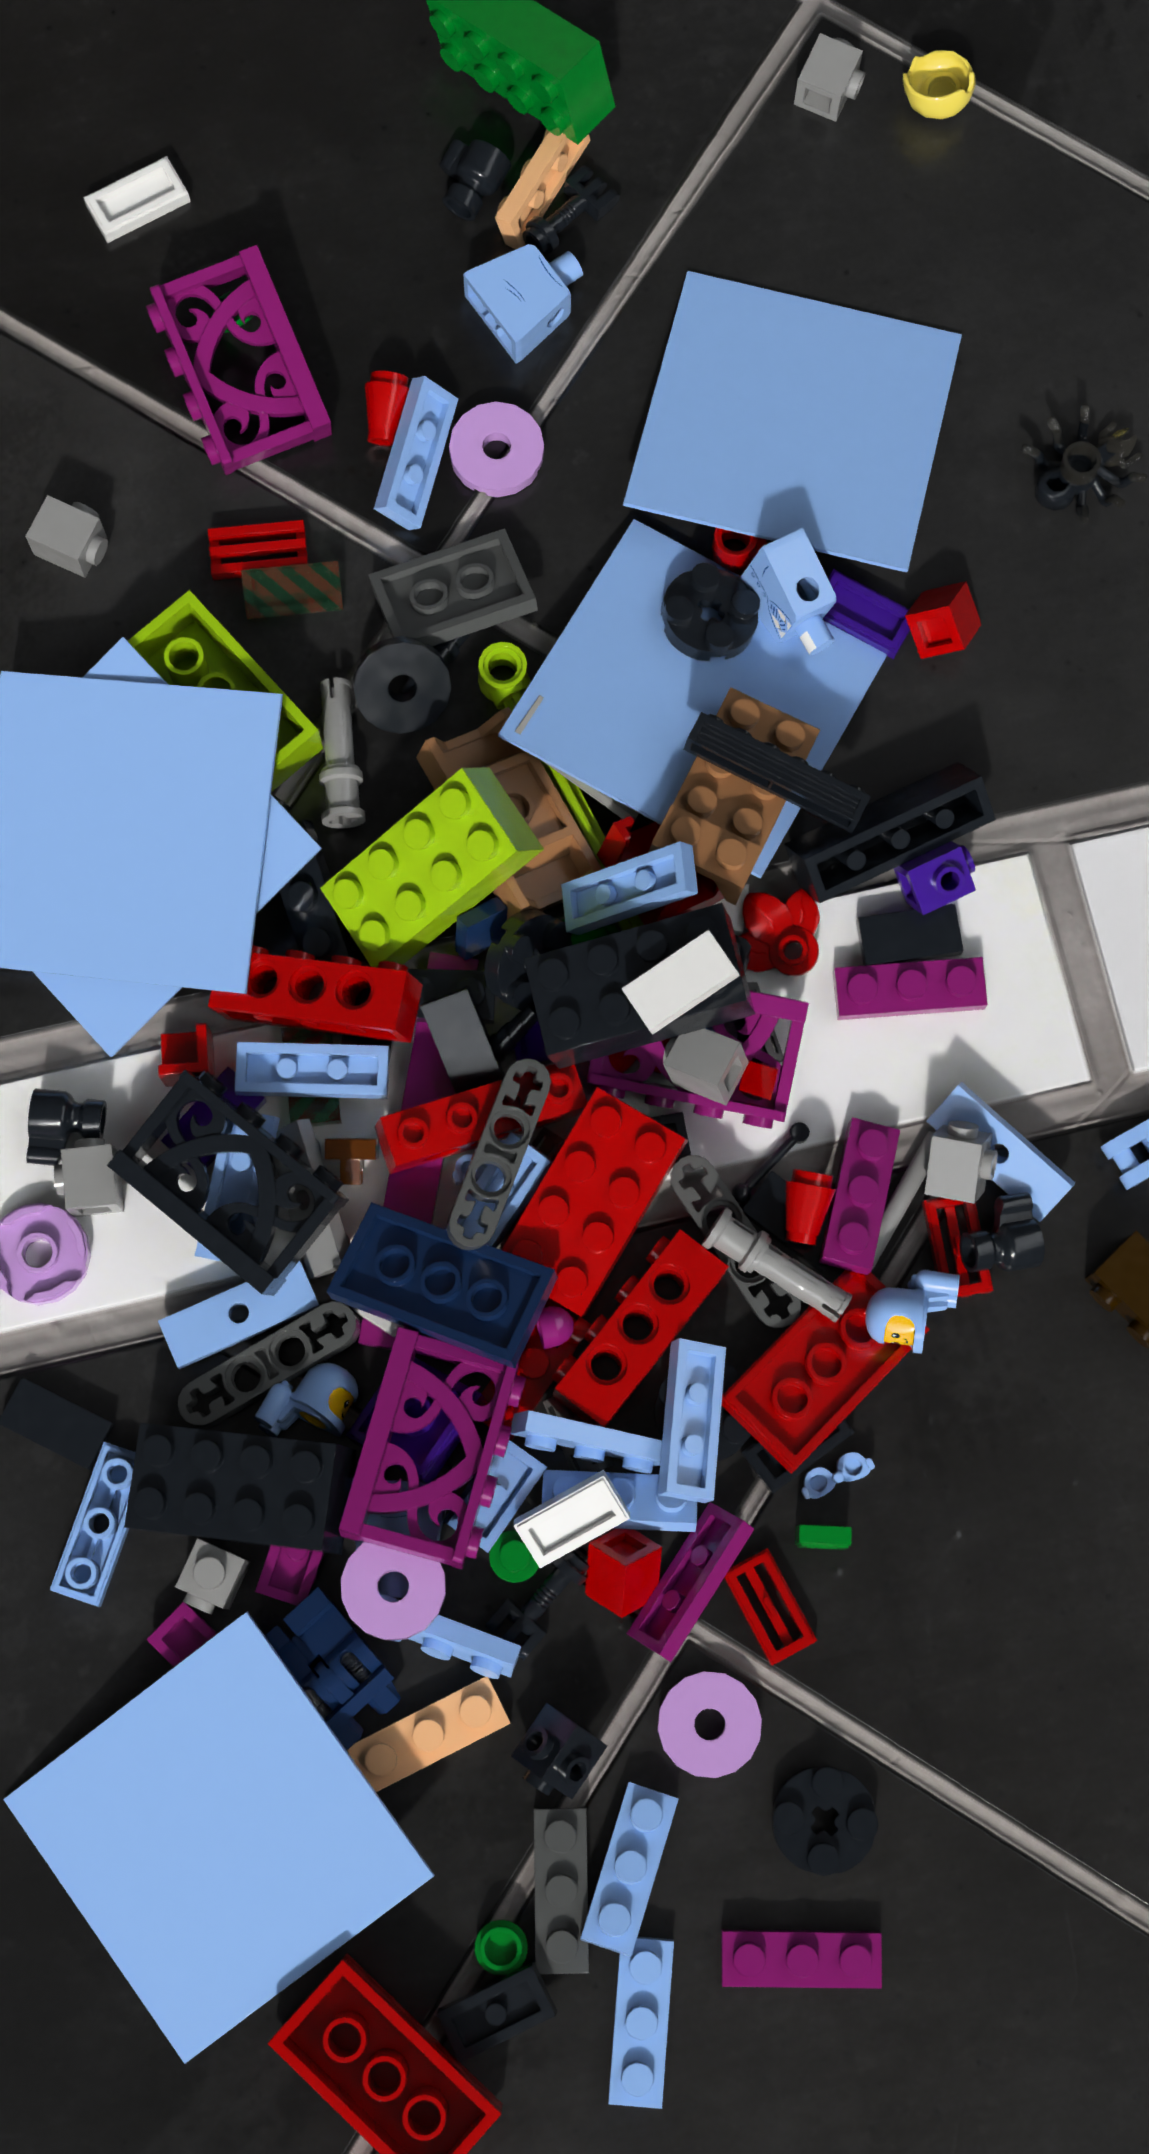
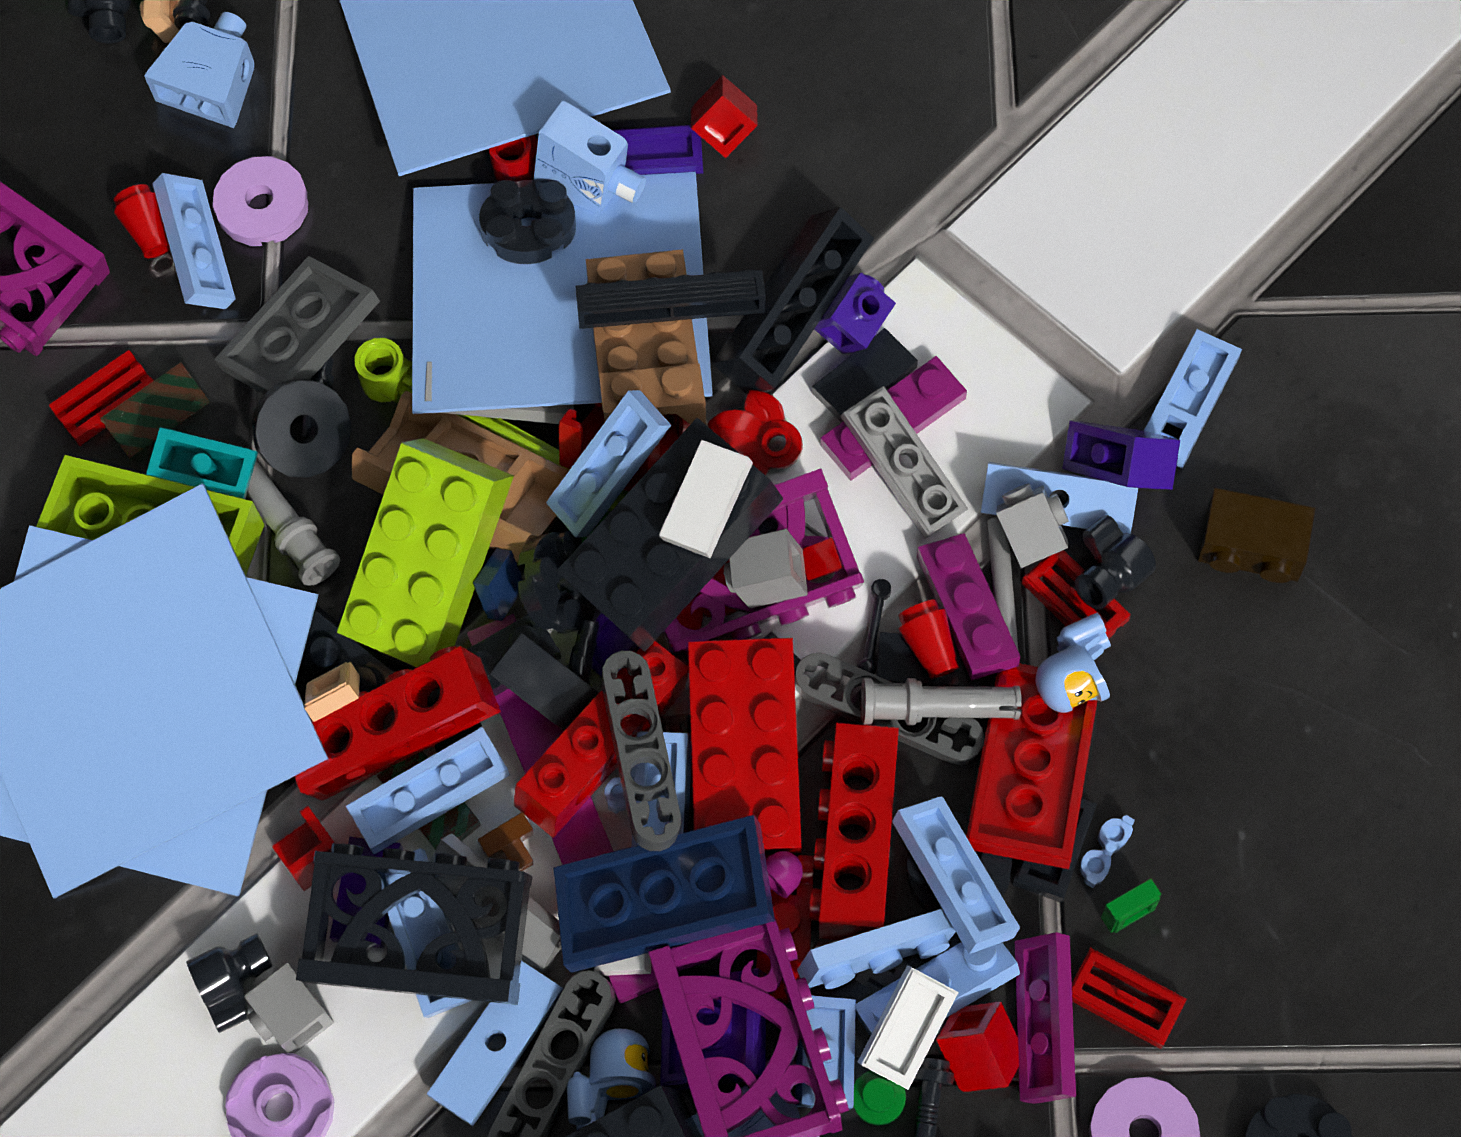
camera: 25 degrees left, 10 degrees down
(284, 937) = (332, 691): none -> light nougat tile
(297, 668) = (202, 461): none -> teal slope
(887, 1004) = (920, 489): none -> light grey tile
(1077, 1150) = (1121, 455): none -> dark purple slope

